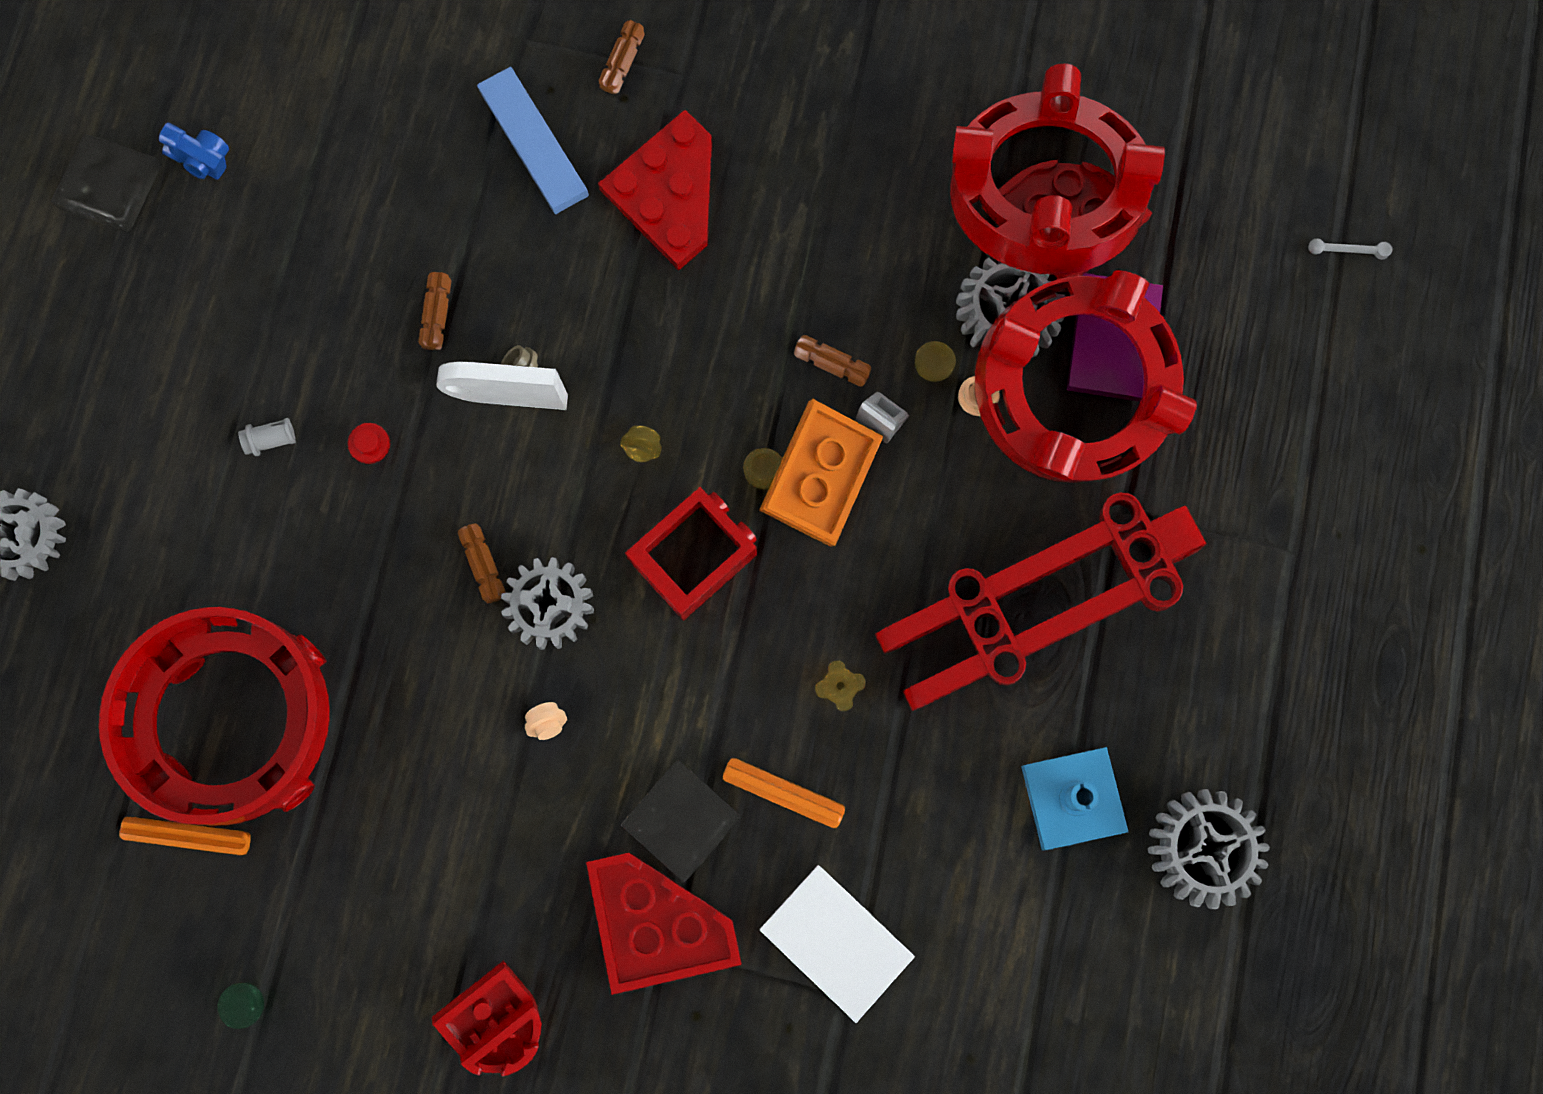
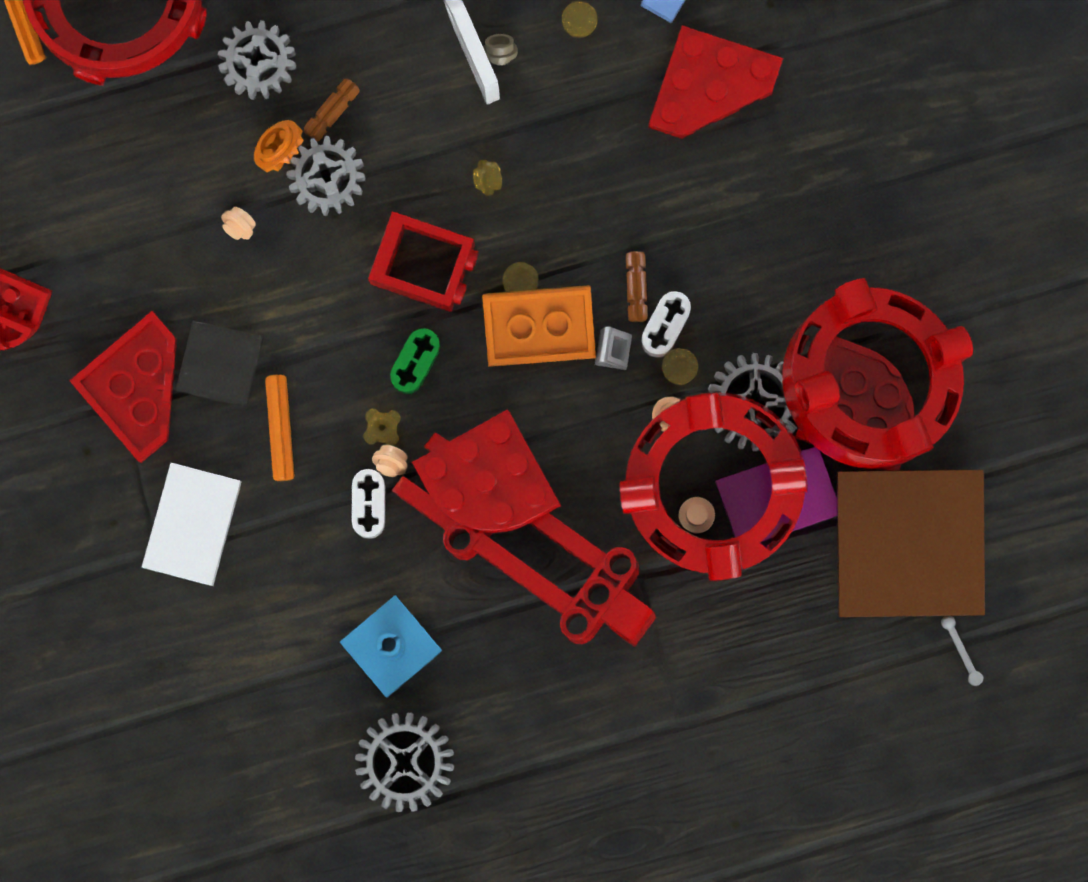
camera: 65 degrees right, 5 degrees up
(374, 622) = (242, 58): none -> light grey gear
(479, 640) = (278, 145): none -> orange gear
(534, 275) = (579, 19): none -> clear yellow plate
(797, 610) = (407, 357): none -> green beam
(881, 695) = (390, 461): none -> light nougat plate
(892, 347) = (658, 320): none -> white beam
(918, 733) = (359, 503): none -> white beam
(960, 600) = (488, 478): none -> red plate
(1093, 422) = (696, 515): none -> light nougat plate
(1225, 237) = (910, 543): none -> reddish brown tile

